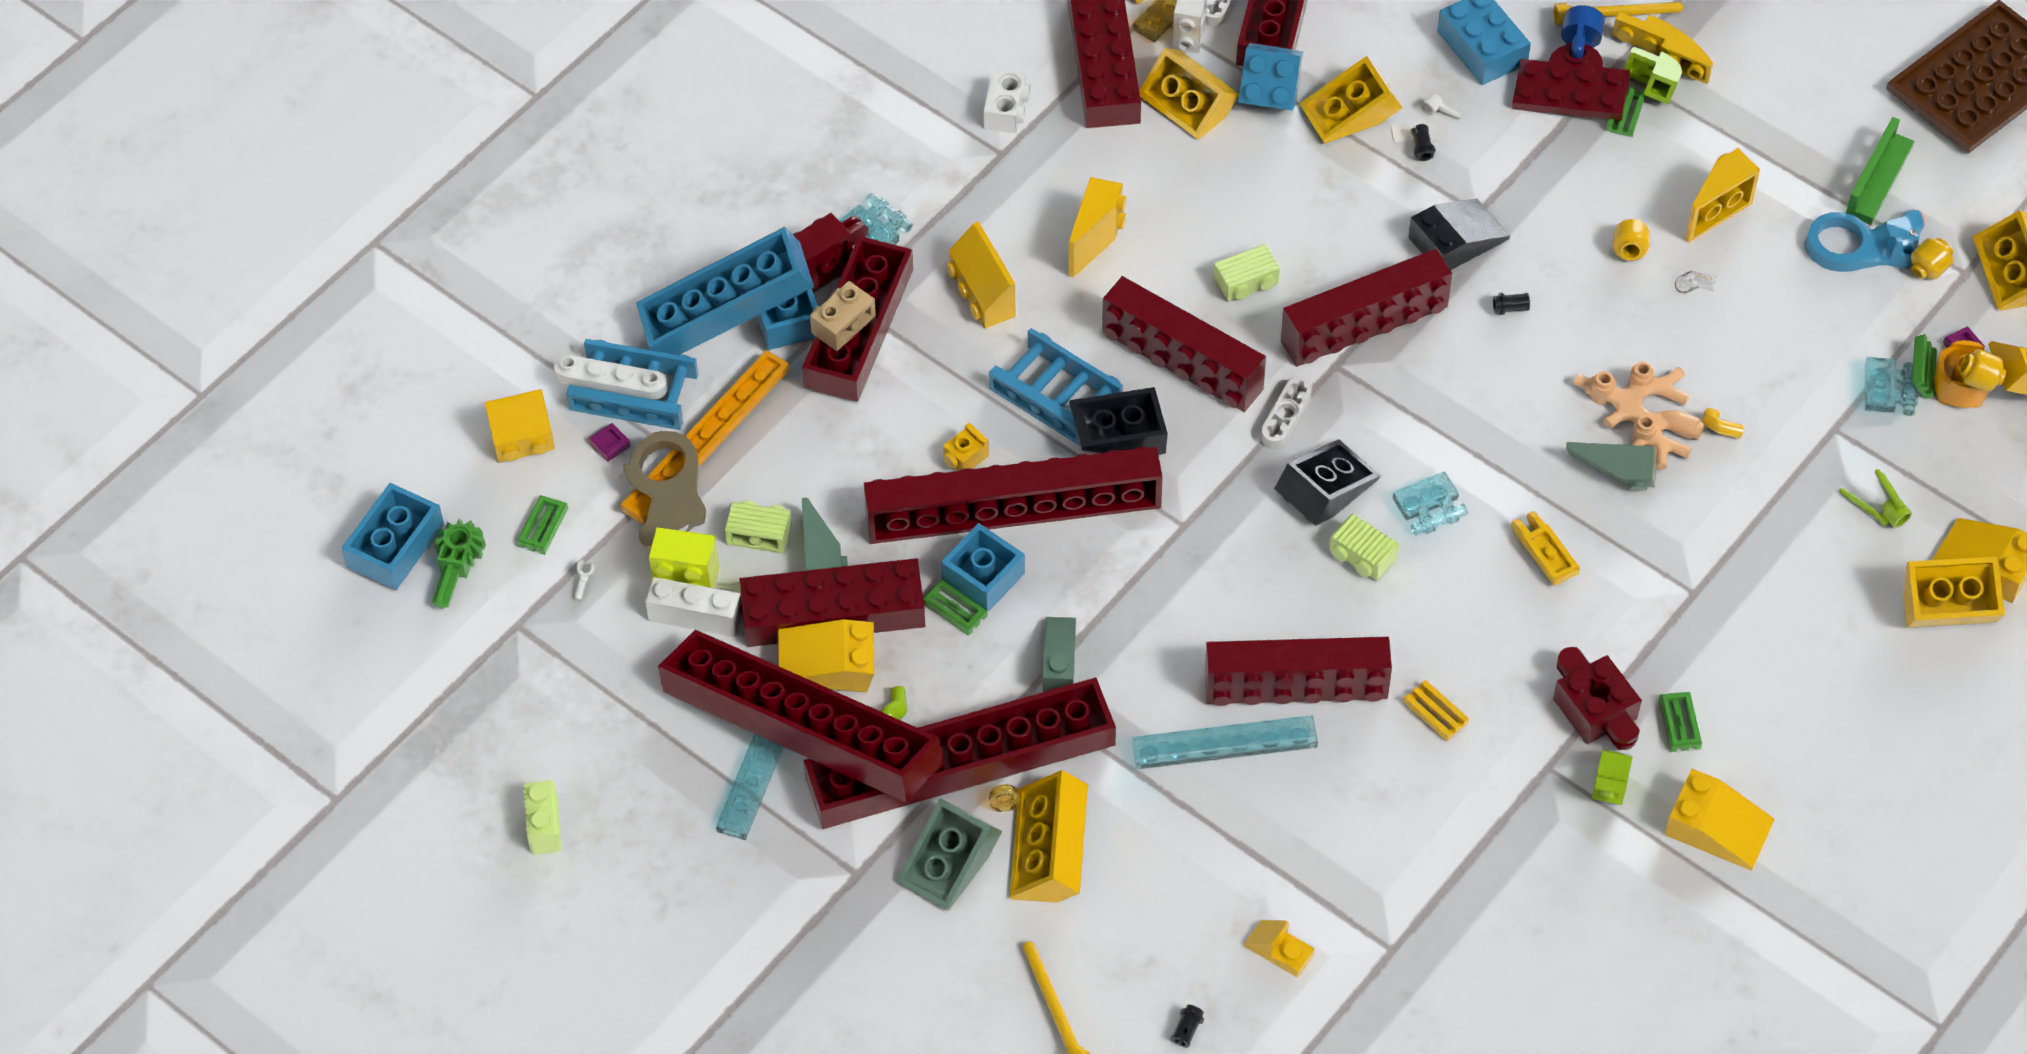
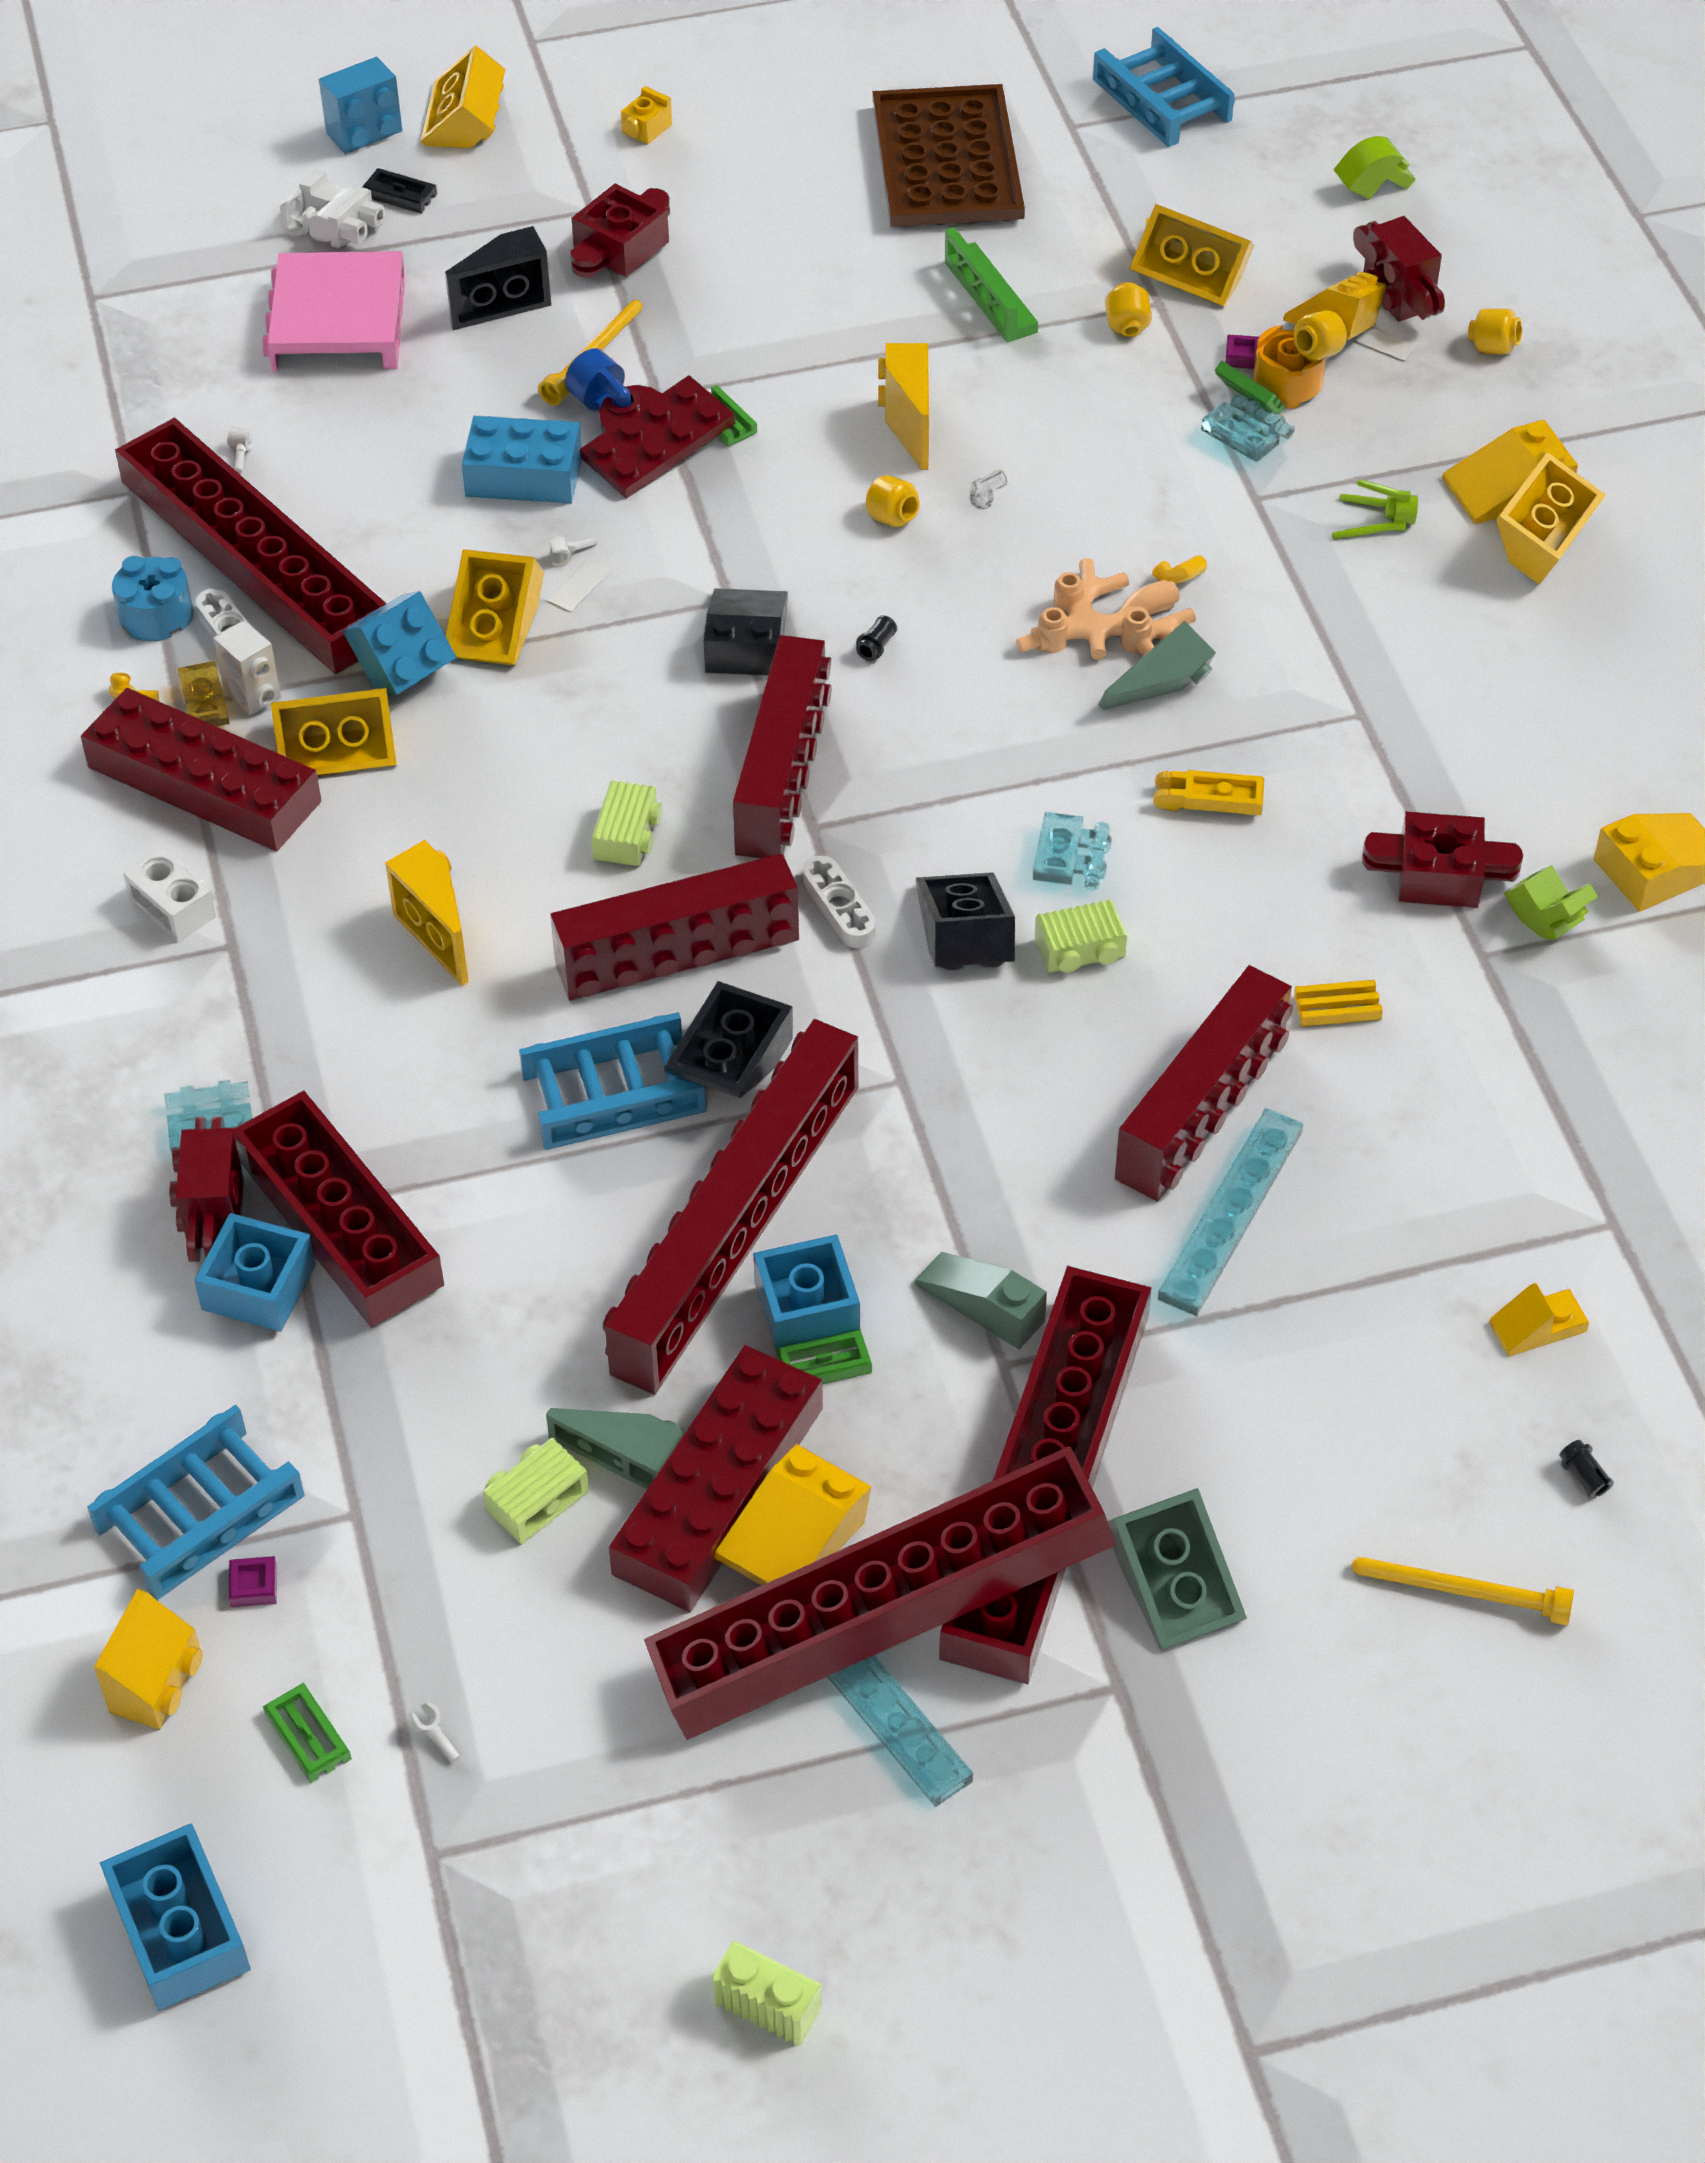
camera: 55 degrees left, 5 degrees down
(455, 559) = (273, 1866): bright green gear -> none
(610, 377) = (171, 1514): white plate -> none
(674, 500) = (427, 1550): dark tan animal -> none
(684, 557) = (527, 1595): neon yellow piece -> none
(694, 607) = (594, 1628): white brick -> none
(715, 425) = (350, 1474): light orange plate -> none
(725, 293) = (187, 1308): dark azure brick -> none
(842, 315) = (340, 1206): tan brick -> none
(898, 706) = (911, 1495): lime arm -> none
(966, 449) = (618, 1215): yellow brick -> none
(982, 277) = (400, 1051): yellow slope -> none
(1004, 798) = (1139, 1465): clear yellow tile -> none
(1049, 839) = (1232, 1455): yellow slope -> none
(1423, 148) = (608, 588): black pin -> none
(1657, 36) = (684, 333): yellow slope -> none
(1658, 72) = (711, 359): lime brick -> none
(1684, 742) = (1511, 819): bright green tile -> none
(1884, 245) = (1071, 333): dark azure animal -> none

